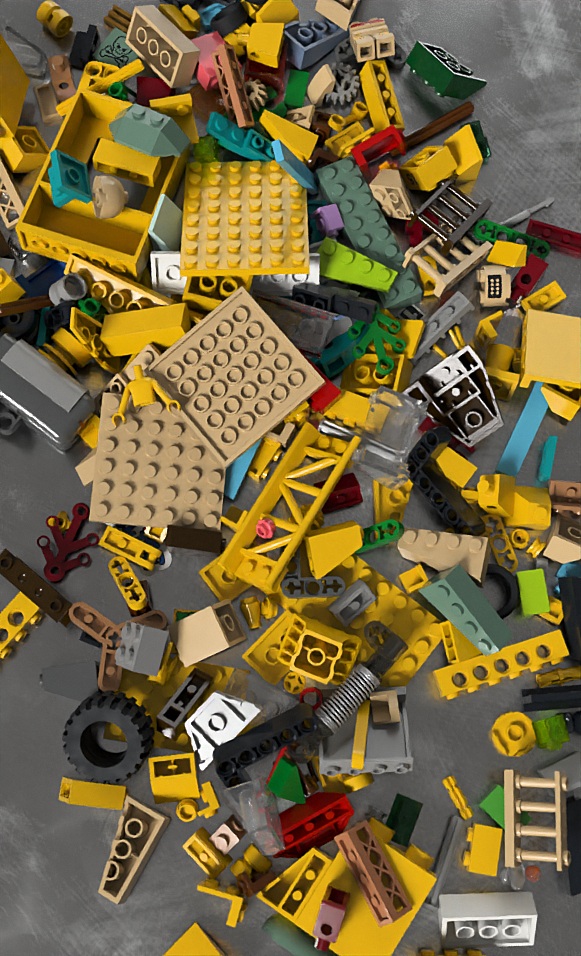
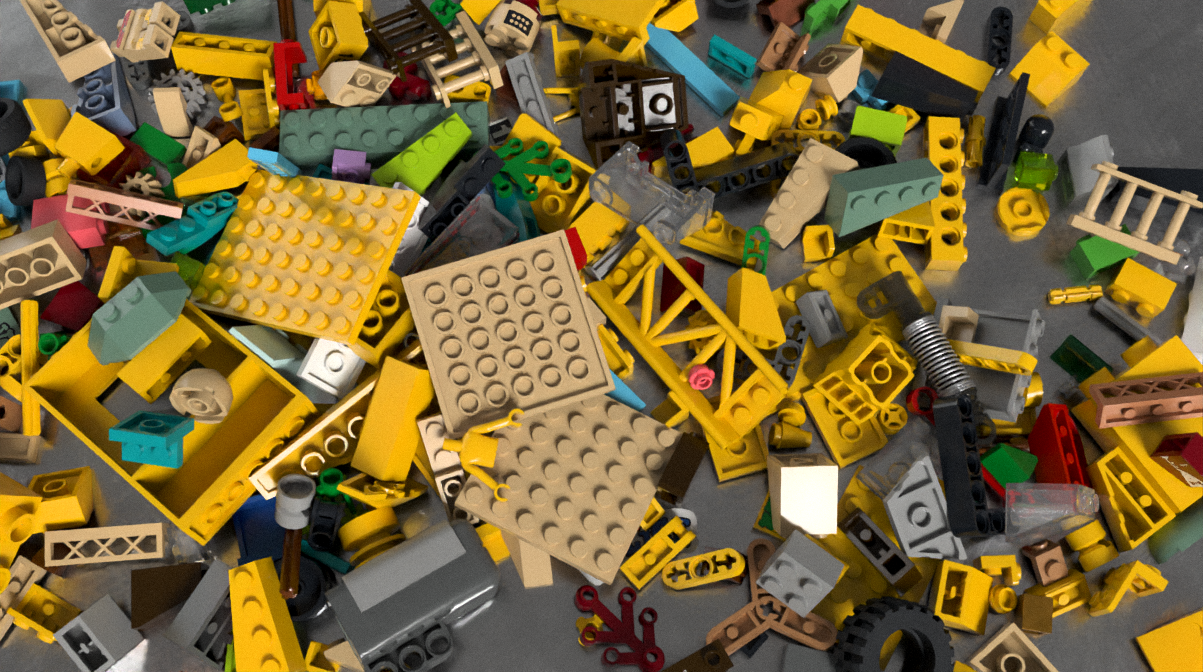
camera: 70 degrees left, 5 degrees down
(182, 836) = (1034, 614): none -> pearl gold panel
(259, 881) = (1121, 541): reddish brown bracket -> none

